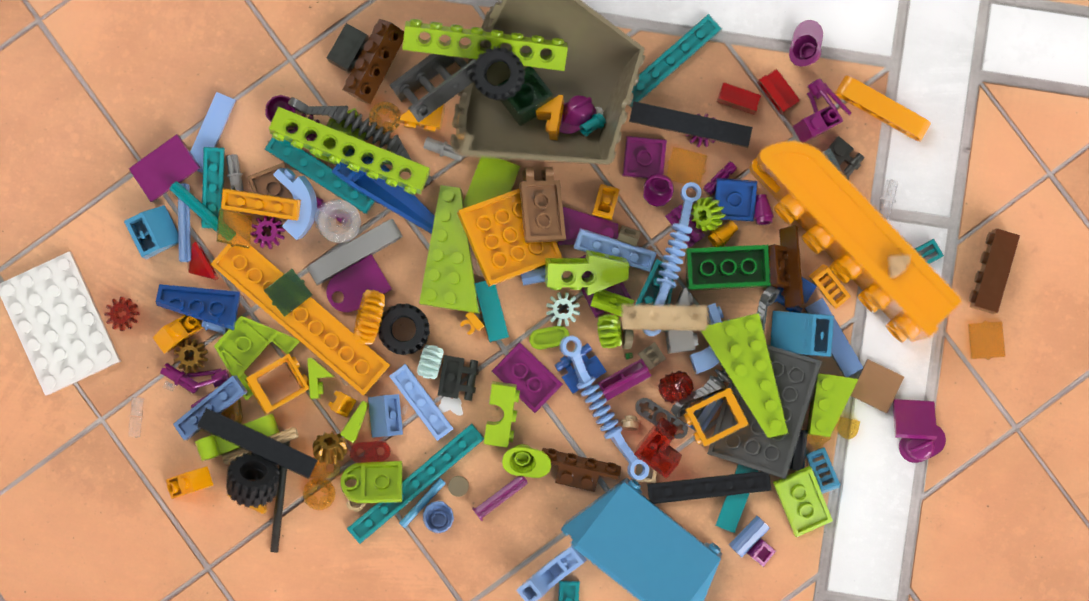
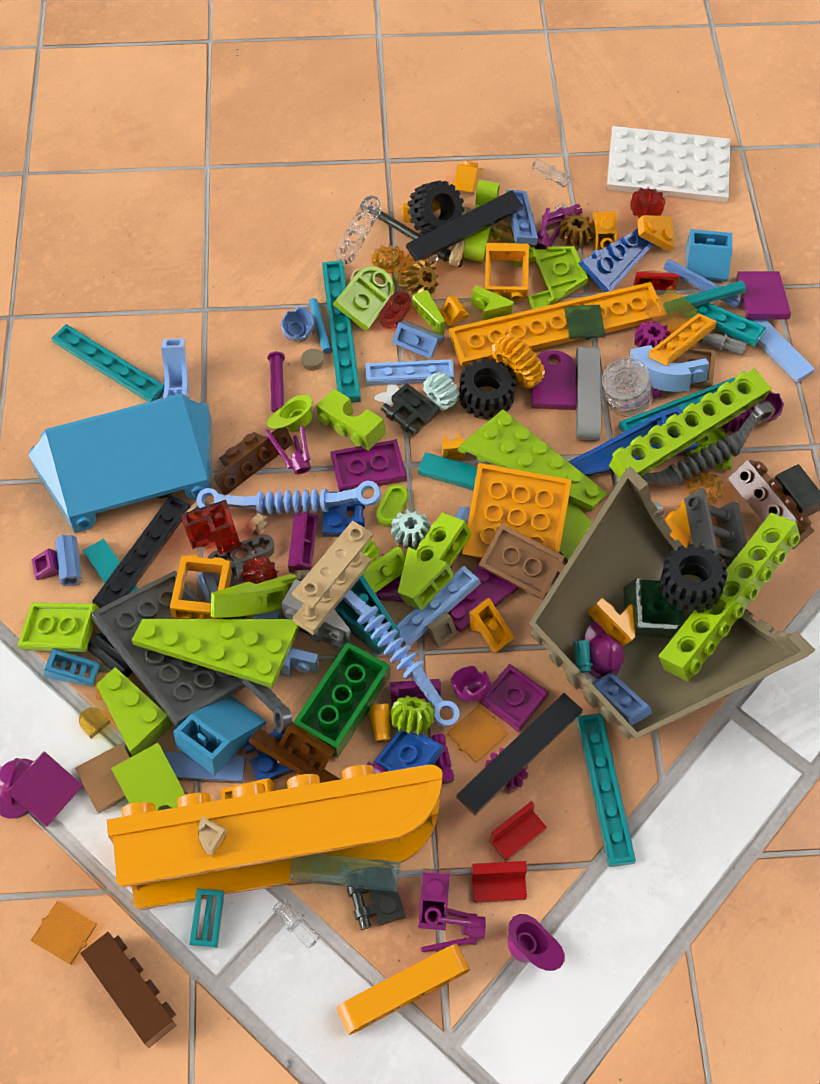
camera: 125 degrees right, 25 degrees down
(149, 288) = (657, 231): none -> light orange wing
(307, 536) = (356, 229): none -> clear beam
(560, 427) = (299, 460): none -> magenta plant
(609, 80) = (623, 698): none -> medium blue tile
(705, 372) = (251, 598): none -> lime slope
(866, 353) = (149, 778): none -> lime tile

